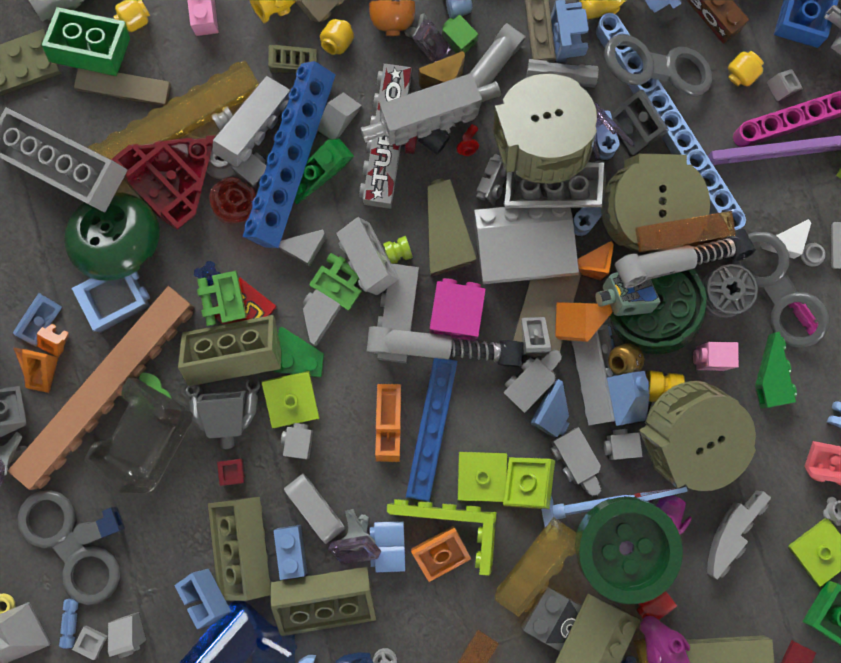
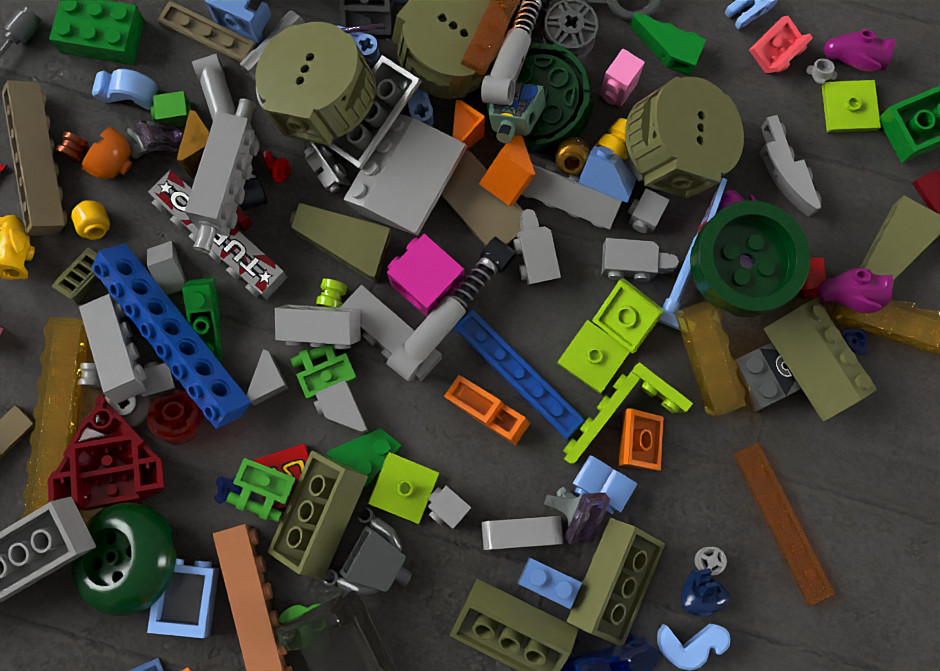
camera: 55 degrees left, 5 degrees down
(231, 472) = (434, 592): dark red plate -> none
(535, 336) = (497, 222): light grey slope -> none
(552, 411) = (575, 252): medium blue slope -> none

